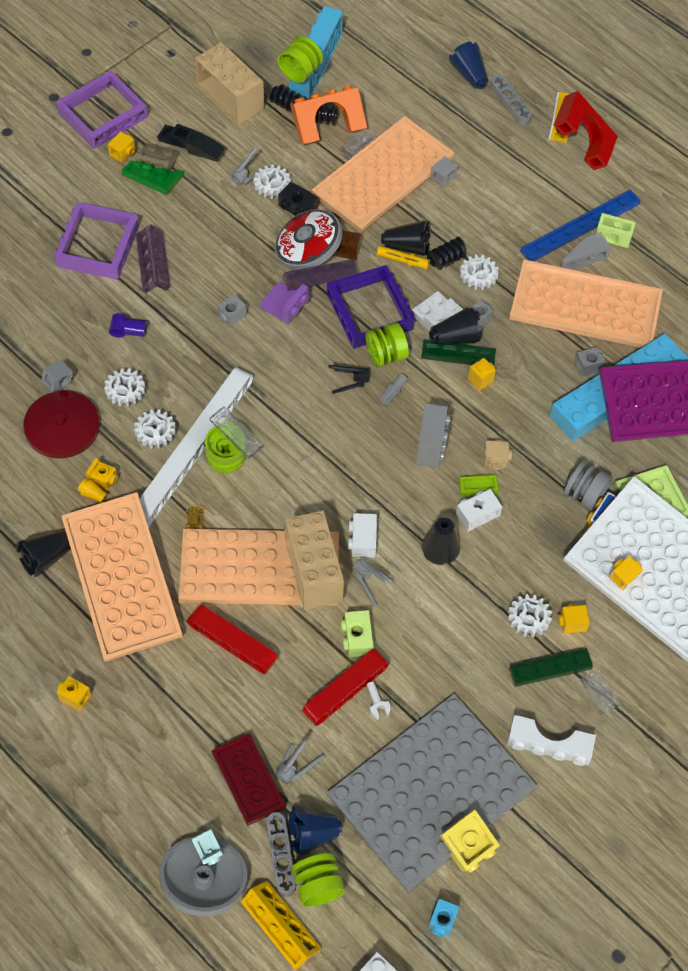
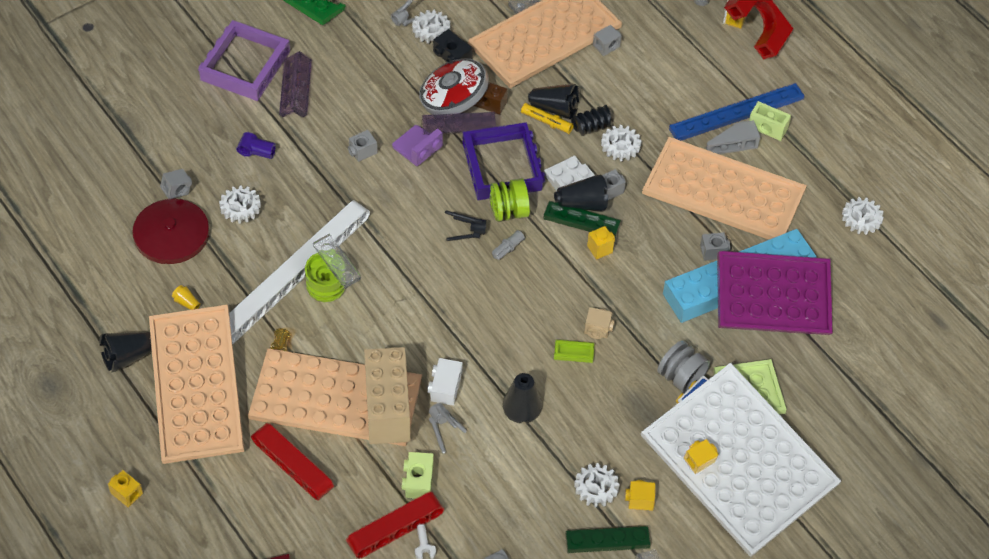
camera: 10 degrees right, 5 degrees down
(103, 480) = (199, 284): yellow brick -> none
(155, 429) = (261, 248): white gear -> none
(433, 436) = (534, 294): light grey brick -> none
(478, 509) = (567, 374): white brick -> none

